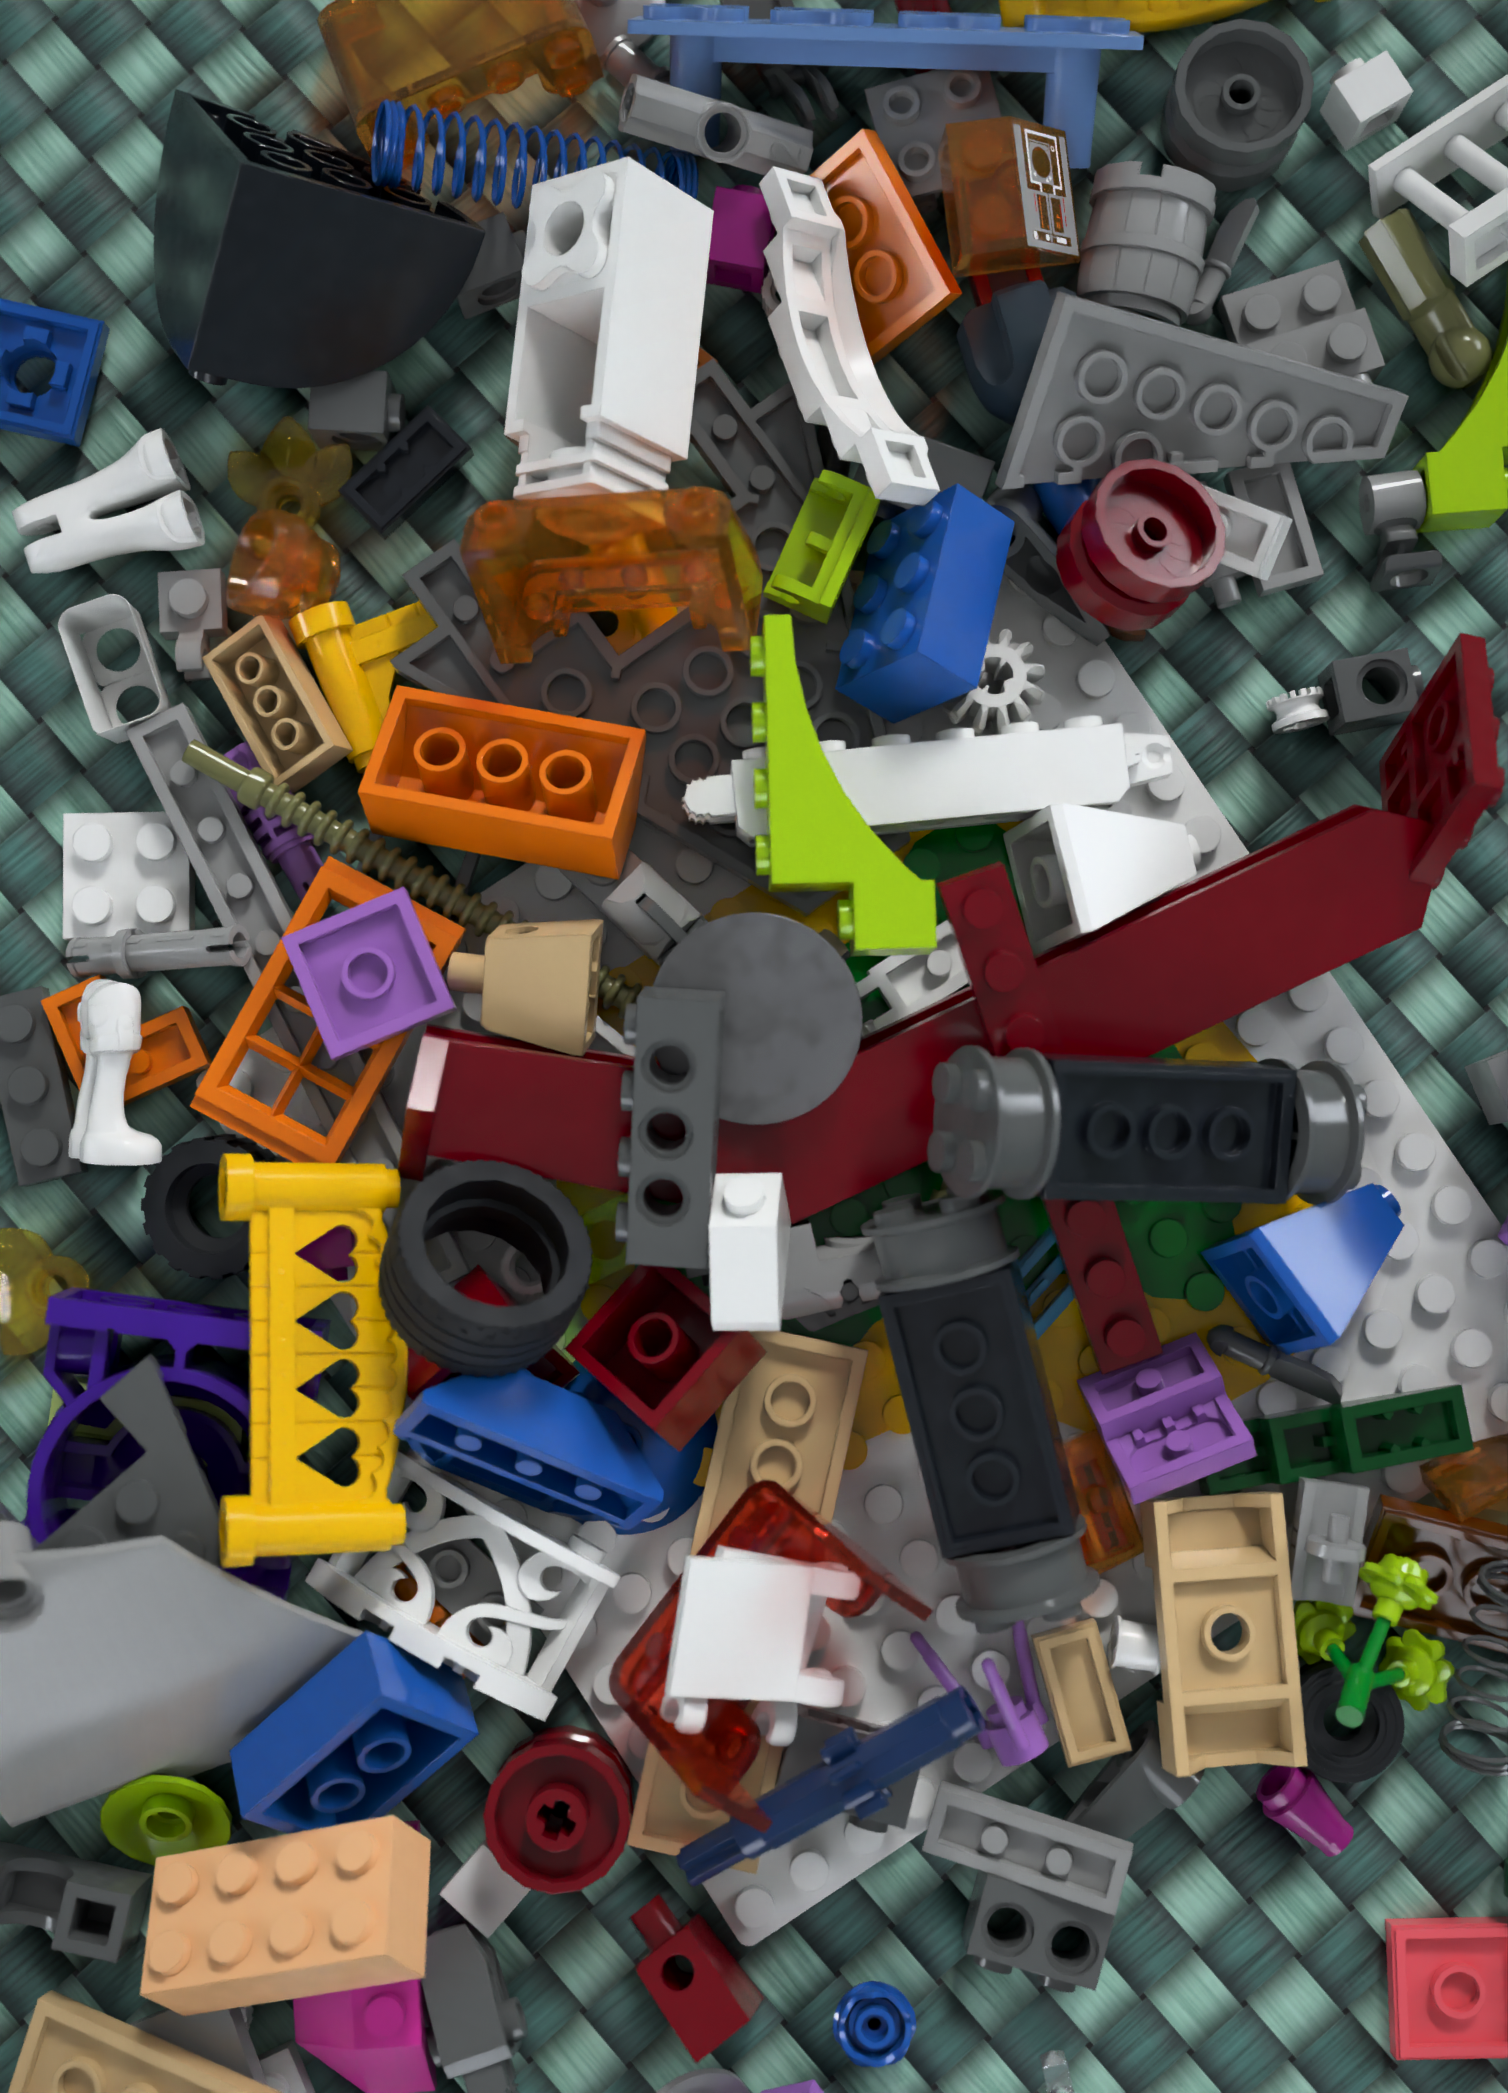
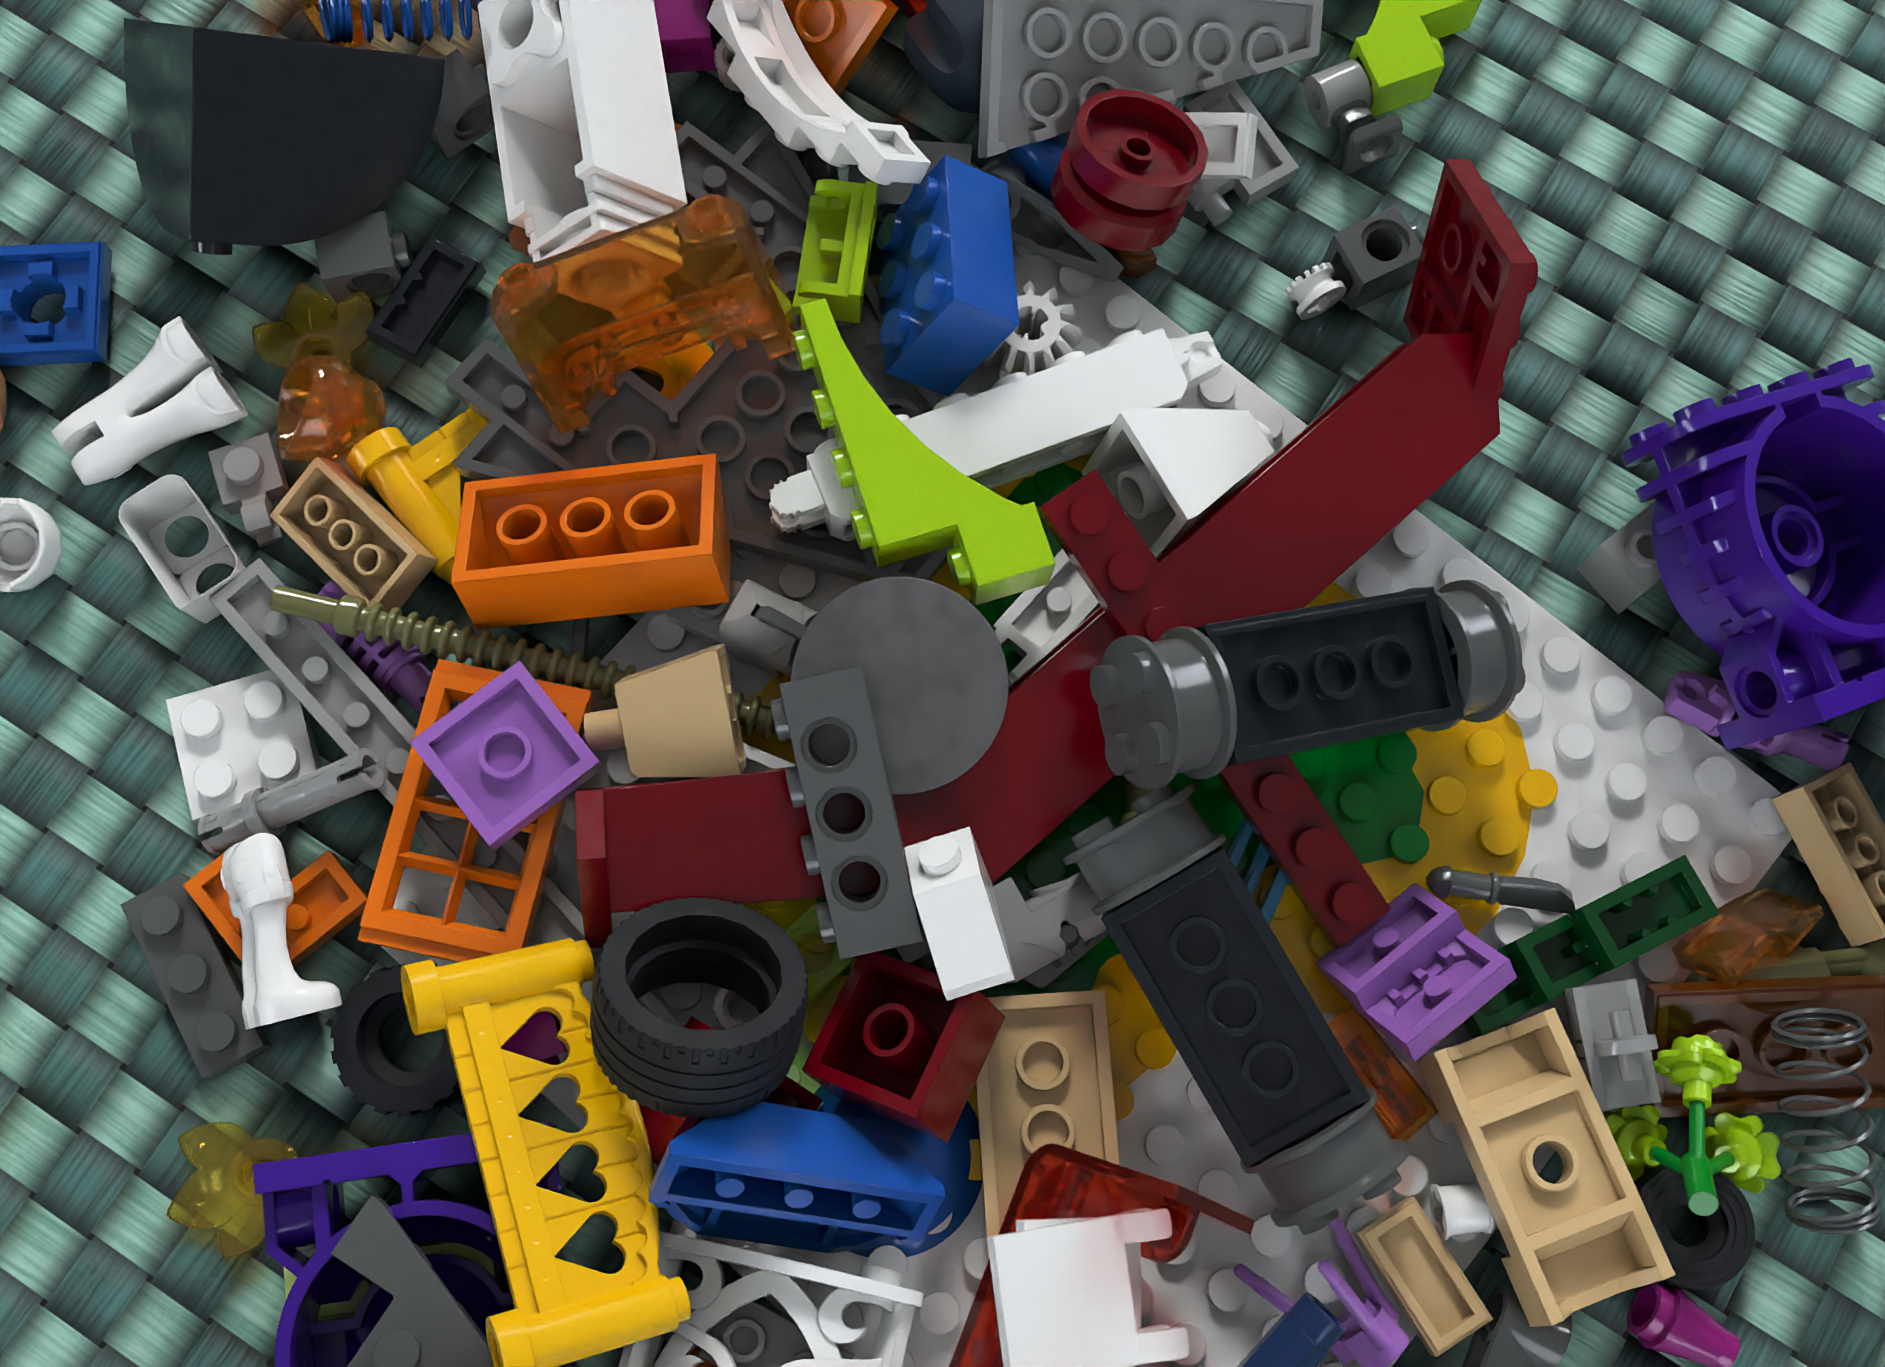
camera: 20 degrees left, 10 degrees down
(1310, 1268) = (1499, 786): blue slope -> none

